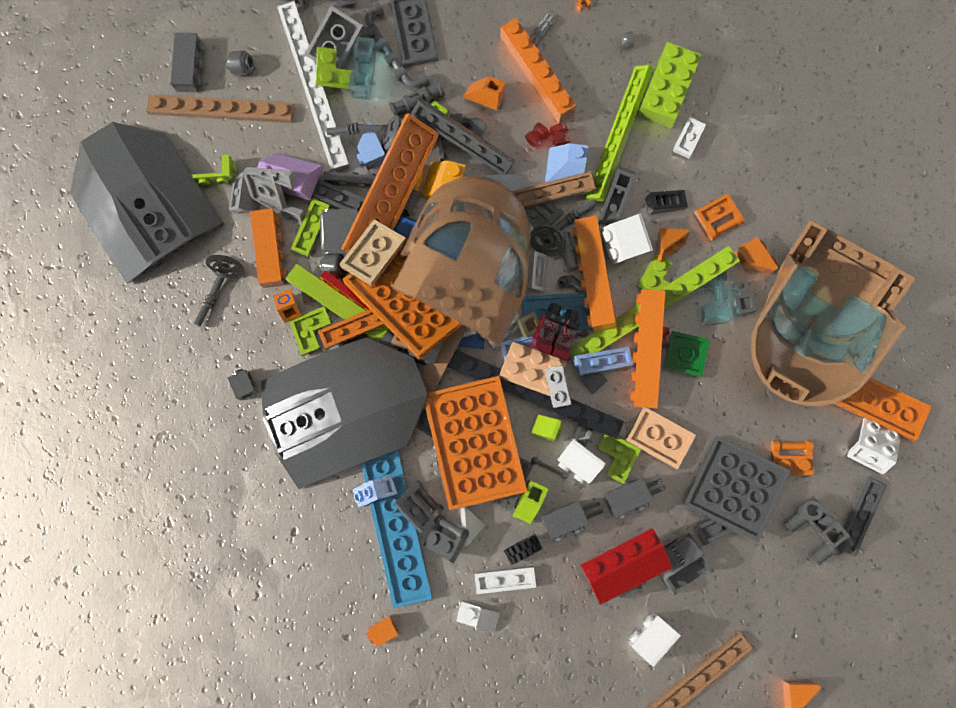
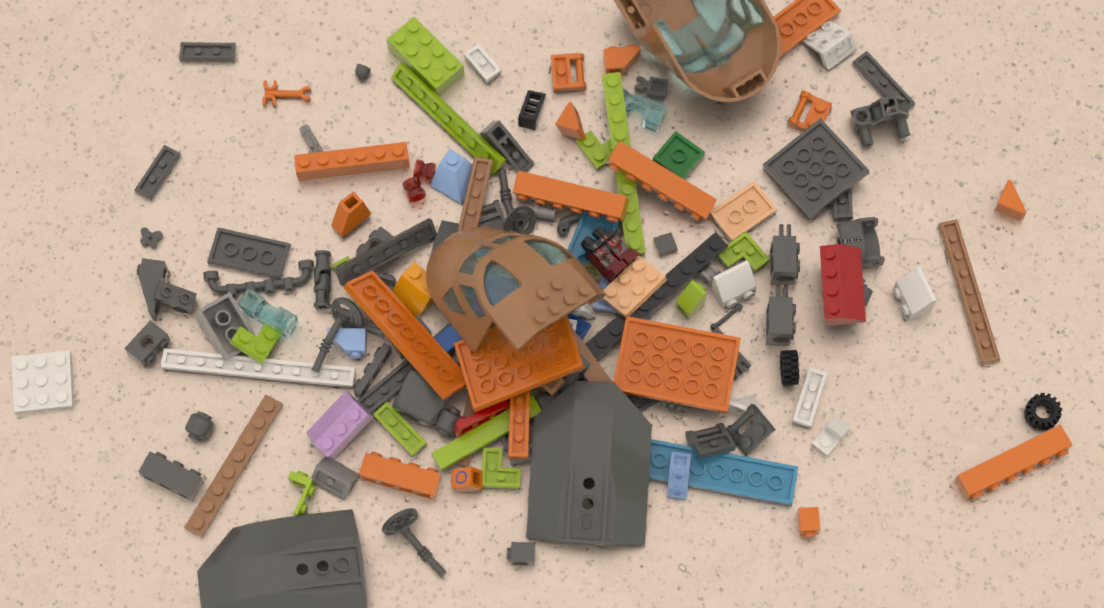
camera: 70 degrees left, 10 degrees down
(266, 189) = (347, 445): light grey wing -> none
(373, 252) = (462, 370): tan plate -> none
(530, 502) = (751, 343): lime slope -> none
(558, 386) = (660, 268): hinge -> none
(603, 361) = (653, 226): light blue plate -> none
(626, 239) = (553, 155): white slope -> none

